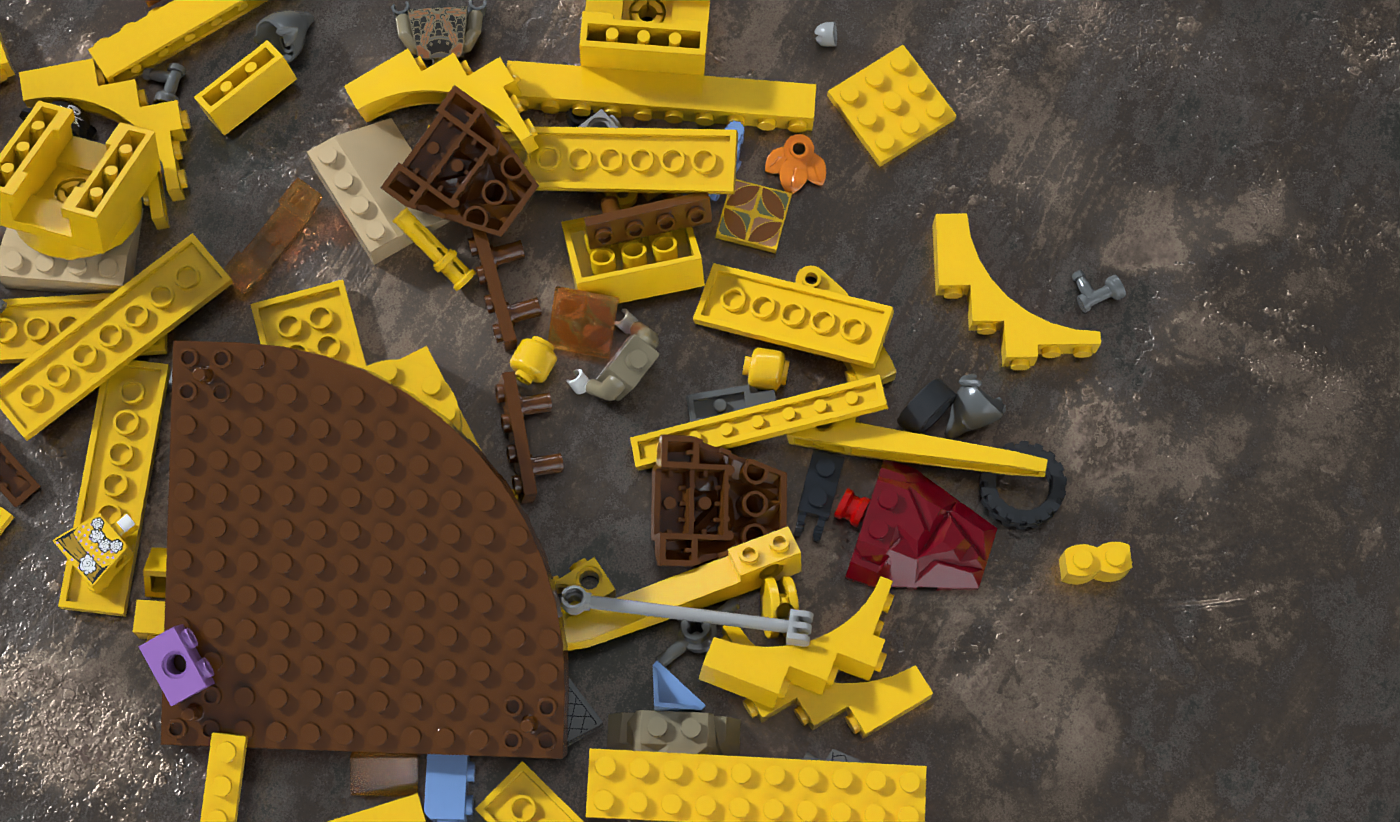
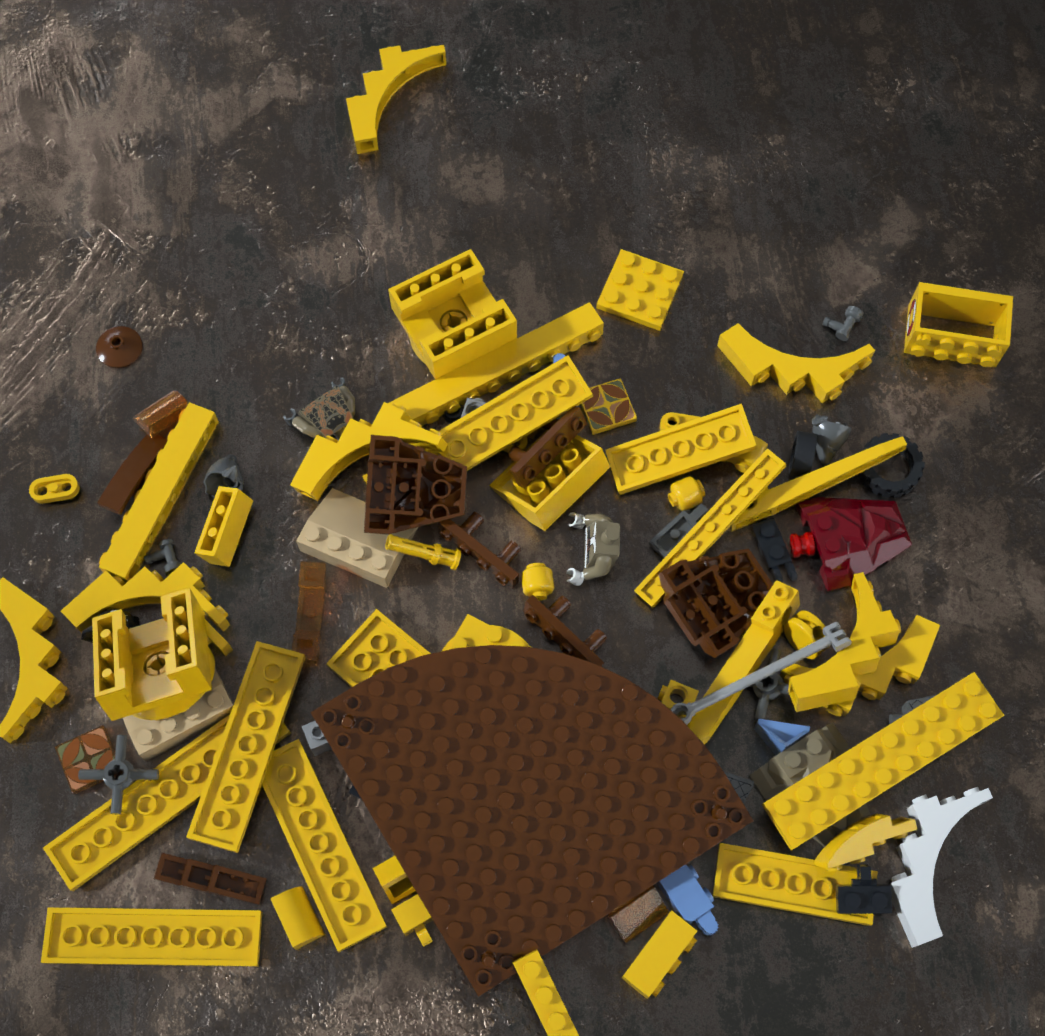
camera: 30 degrees left, 5 degrees down
(37, 553) = (297, 917): none -> yellow brick
(98, 548) = (340, 892): torso -> none
(160, 657) = (469, 945): medium lavender brick -> none
(583, 322) = (552, 536): clear orange tile -> none
(796, 168) = (610, 362): orange plate -> none
(826, 34) = (570, 270): light grey hinge -> none
(1103, 563) = (970, 483): yellow brick -> none
(1241, 354) = (960, 306): none -> yellow hose

